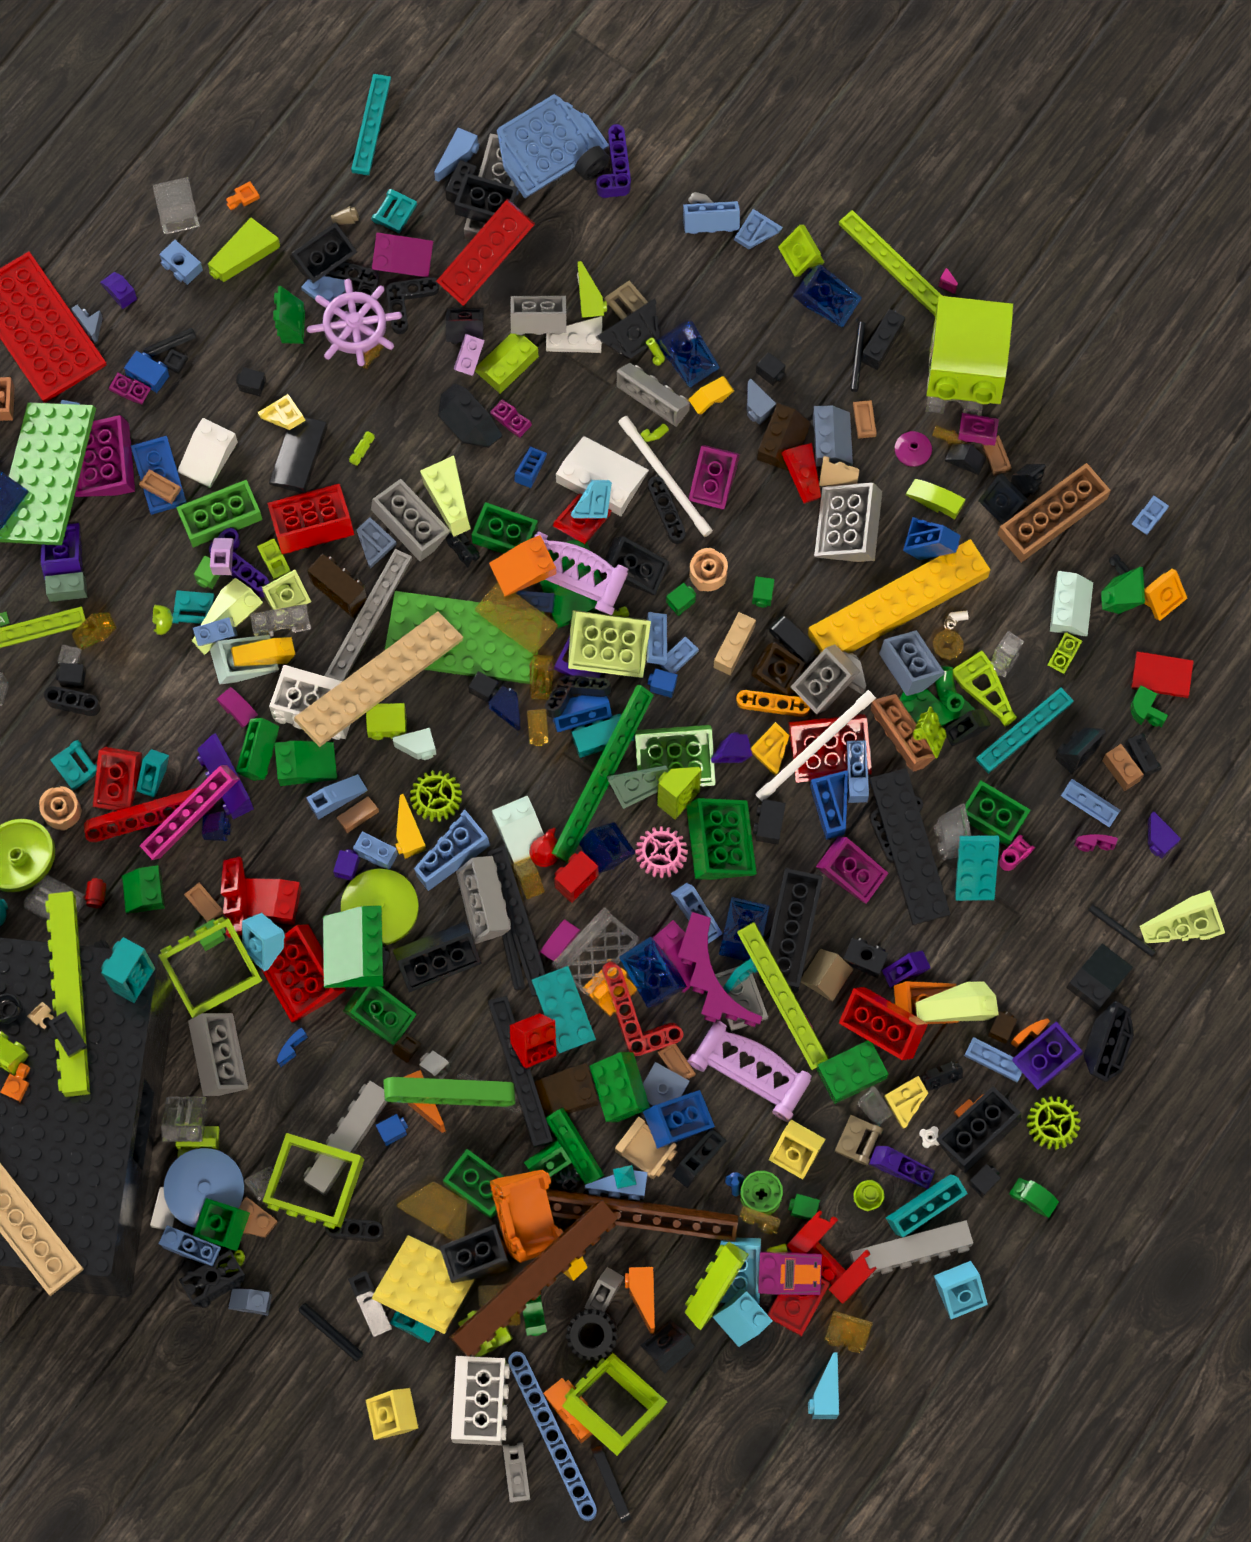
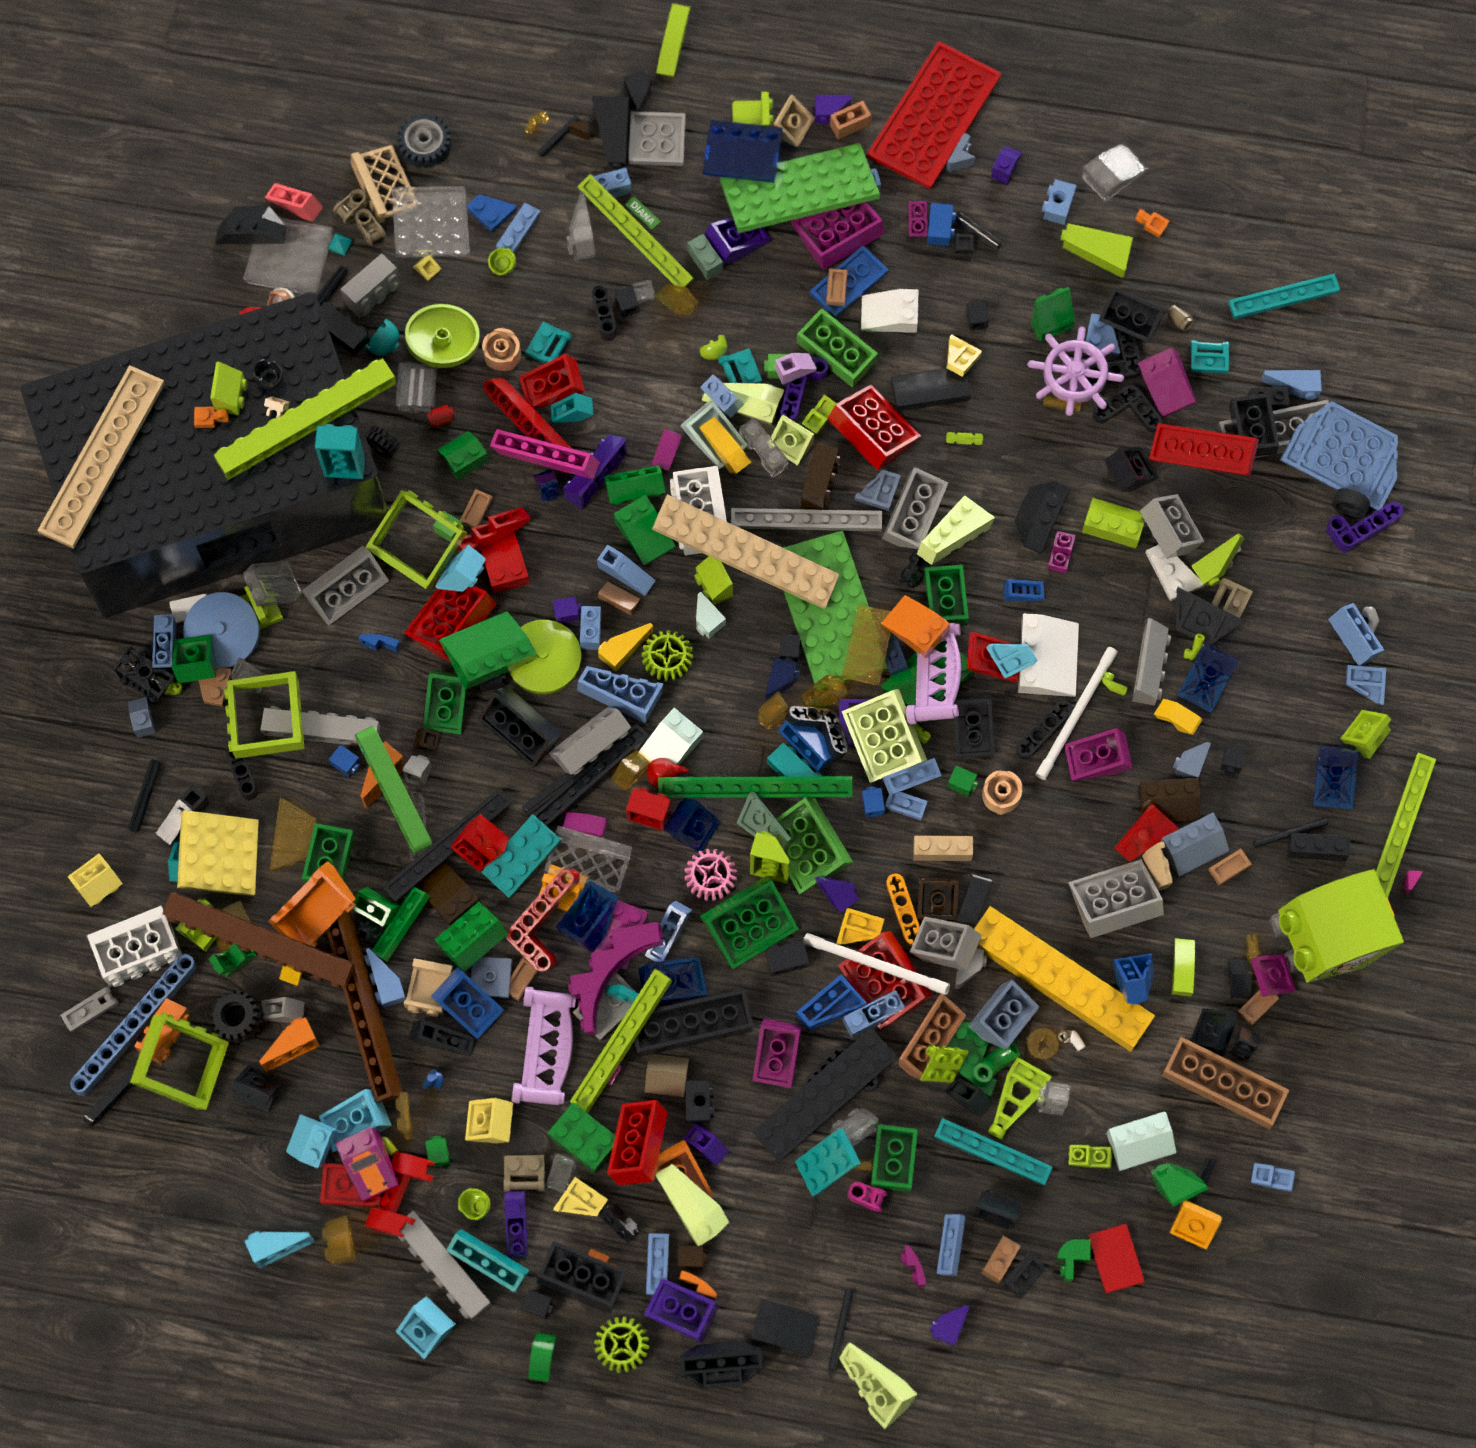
camera: 65 degrees right, 0 degrees up
(67, 1034) = (264, 433): black plate -> none
(469, 354) = (1100, 484): lavender brick -> none
(476, 1255) = (262, 884): black slope -> none
(624, 1177) = (390, 978): teal slope -> none
(715, 1285) = (327, 1102): lime slope -> none
(763, 591) = (1007, 851): green brick -> none
(764, 1182) = (420, 1102): bright green wheel -> none
(911, 456) = (1220, 933): magenta dish -> none
(925, 1137) = (557, 1230): white plate -> none

